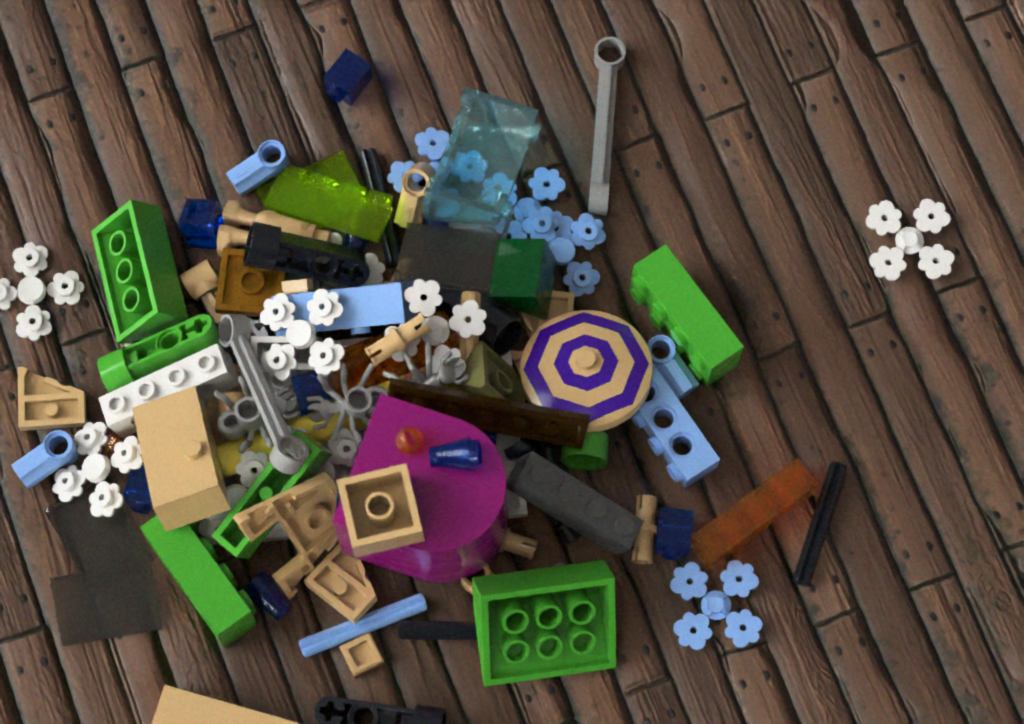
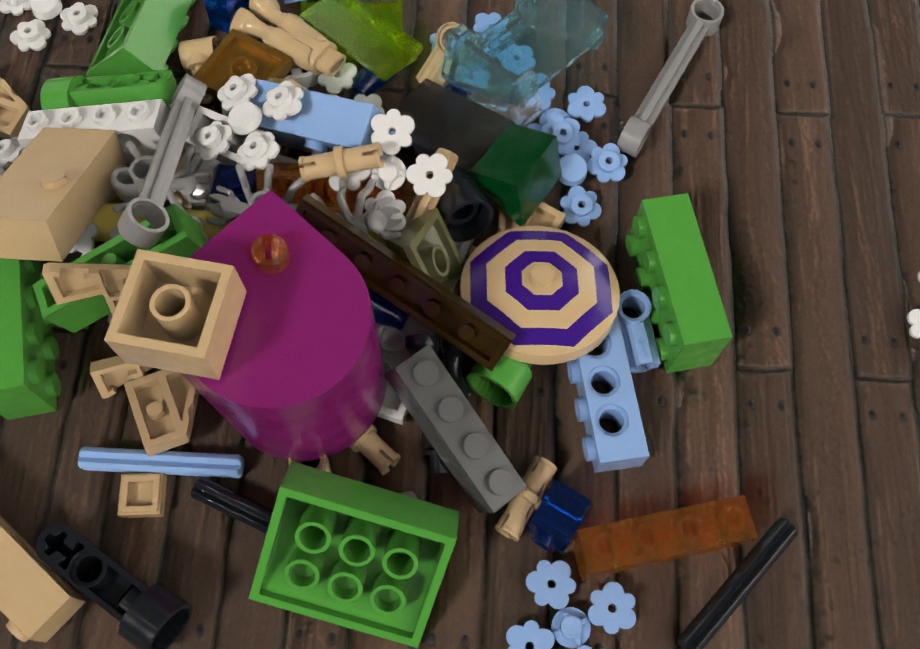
camera: 25 degrees right, 5 degrees down
(267, 595) = (78, 383): clear blue cone -> none
(269, 249) = (269, 37): black beam -> none
(375, 181) = (420, 31): black axle -> none
(459, 454) = (318, 293): clear blue cone -> none

